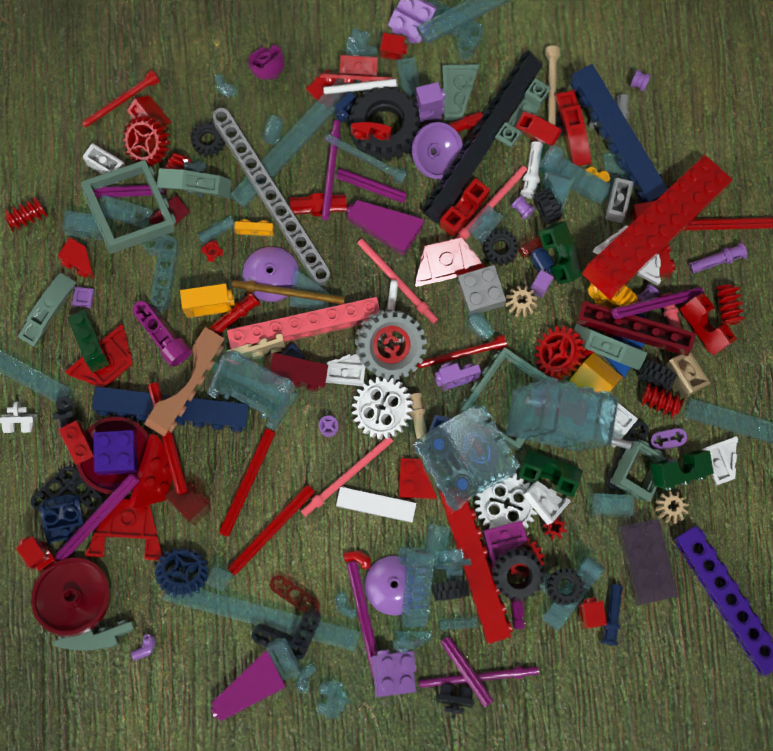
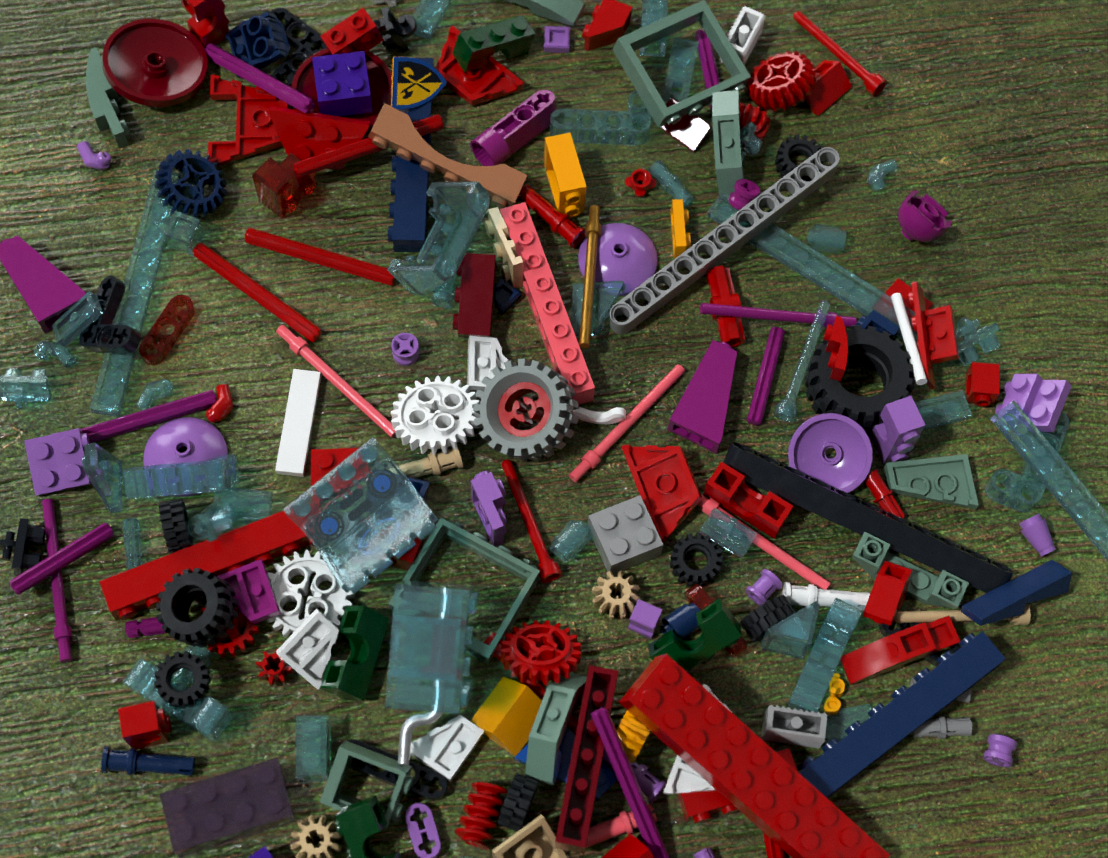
camera: 80 degrees right, 10 degrees down
(121, 400) = (413, 82): none -> shield
(236, 179) = (744, 193): none -> magenta wheel
(499, 32) = (1038, 534): none -> medium lavender cone
(544, 51) = (1010, 598): none -> dark blue slope

